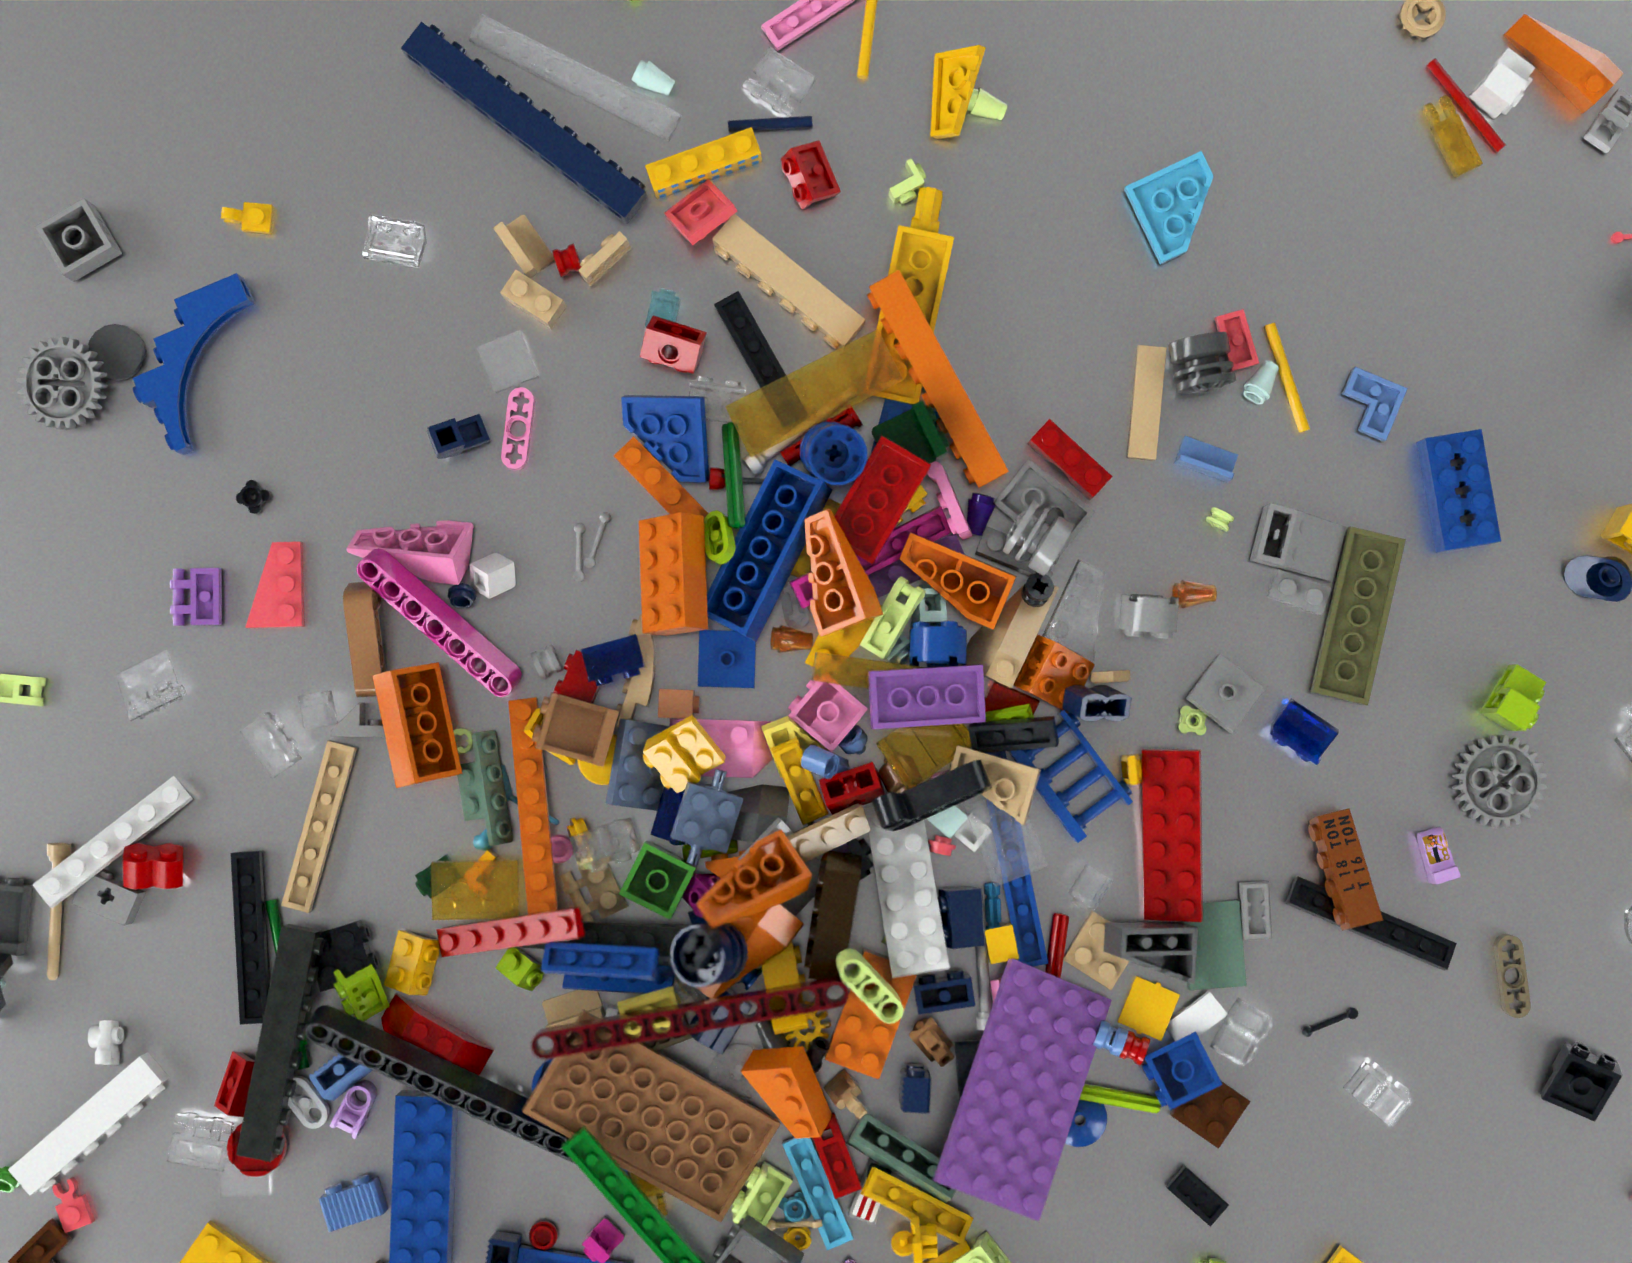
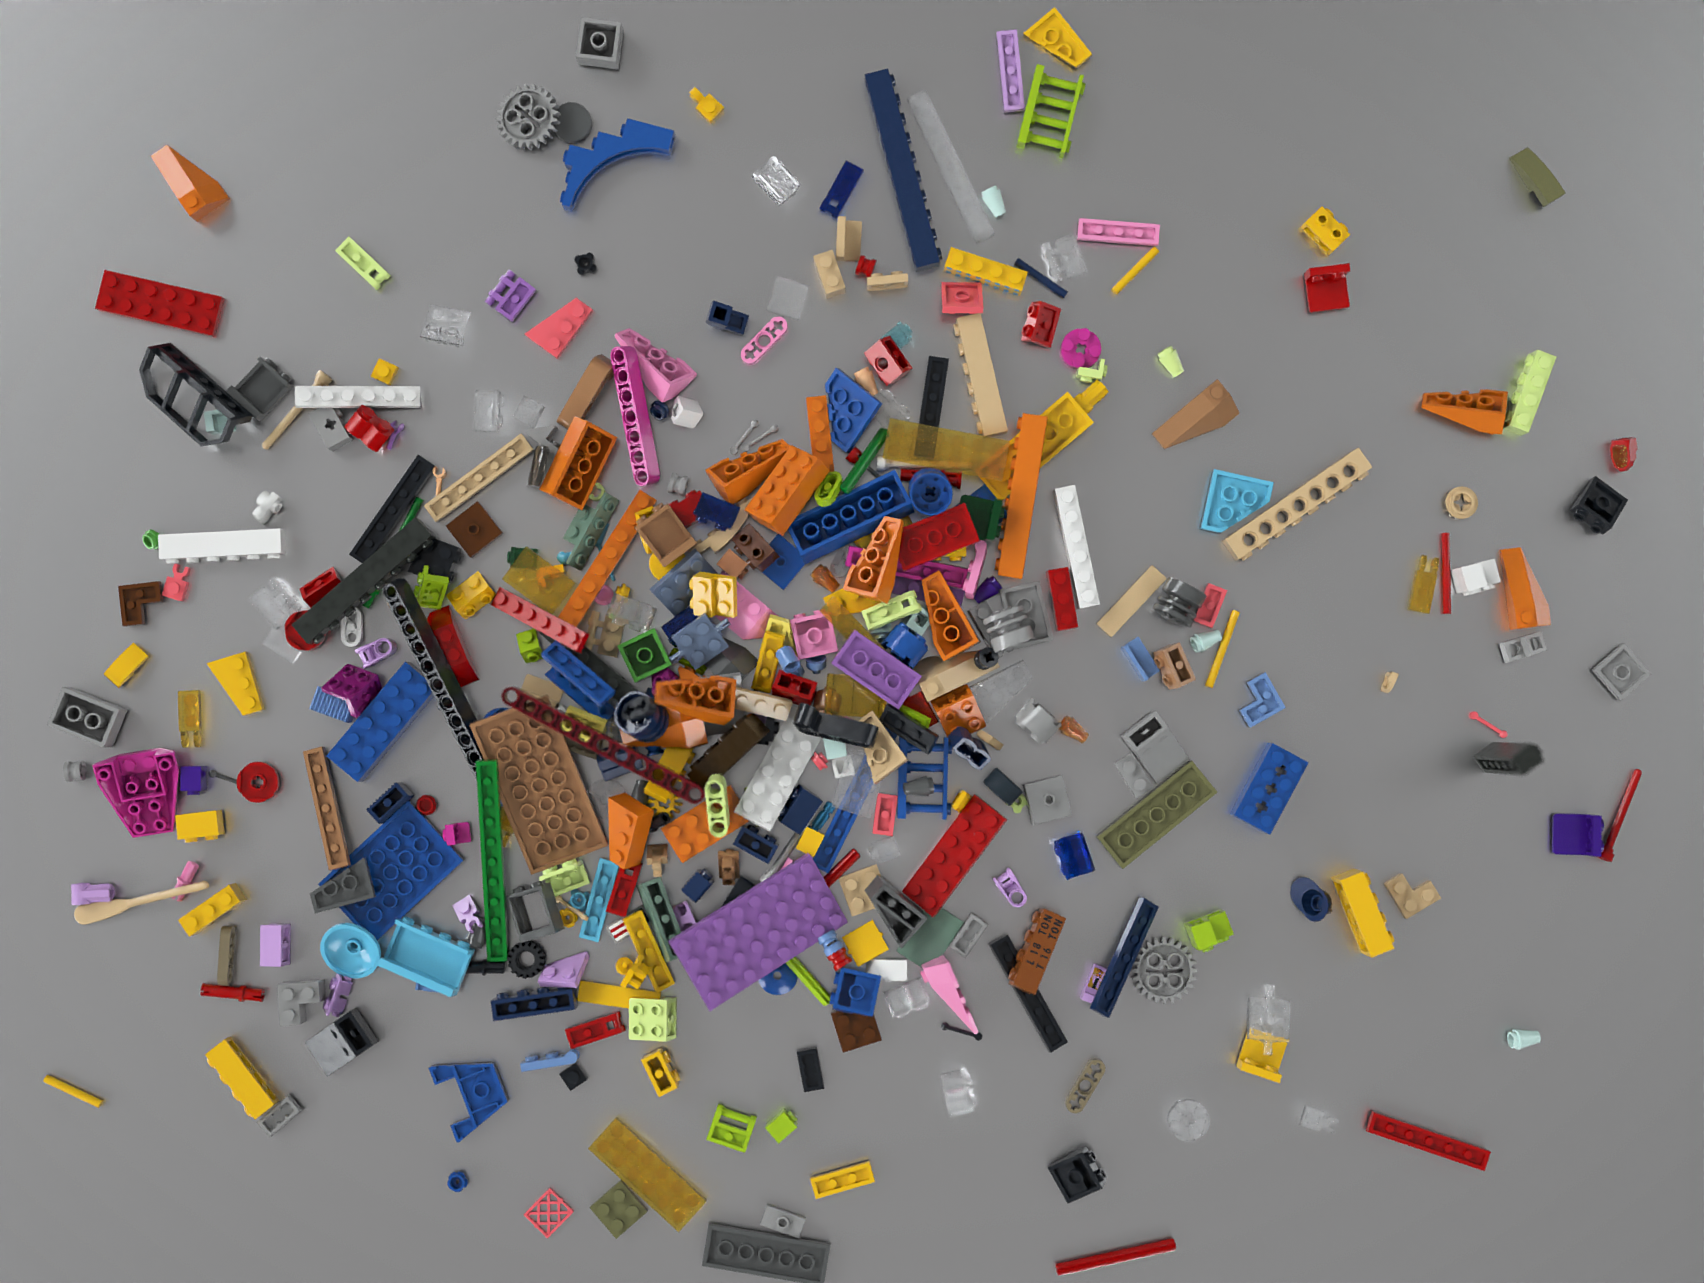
camera: 35 degrees right, 0 degrees up
(122, 790) = (384, 371): none -> yellow plate
(187, 854) = (393, 435): none -> medium lavender hand
(275, 860) = (439, 479): none -> light nougat hand
(337, 1076) = (382, 626): medium blue brick -> none
(358, 887) = (474, 529): none -> reddish brown plate
(361, 1168) = (355, 687): none -> magenta bracket
(375, 763) = (538, 466): none -> clear smoke slope
(474, 194) = (842, 189): none -> clear blue plate
(610, 596) = (742, 475): none -> orange wedge
(664, 384) = (866, 379): none -> light nougat cone
(687, 666) = (755, 547): none -> reddish brown brick
(867, 153) = (1082, 337): none -> dark pink plate
(927, 1135) = (684, 915): none -> lavender leg
(952, 88) = (1159, 338): yellow wing -> none
(1040, 390) = (1076, 547): none -> white brick
(1059, 849) = (885, 814): none -> coral plate
(1065, 135) = (1203, 414): none -> medium nougat wedge
(1075, 789) = (921, 786): none -> dark grey cone
(1166, 717) = (1003, 786): none -> black wheel
(1219, 519) = (1121, 699): yellowish green bush -> none
(1250, 437) = (1173, 666): none -> medium nougat brick
(1260, 821) = (1009, 887): none -> lavender piece
(1267, 983) = (943, 981): none -> bright pink wedge
(1270, 58) = (1354, 460): none -> tan brick
(1446, 801) = (1124, 957): none -> dark blue plate
(1497, 272) = (1389, 682): none -> tan tile

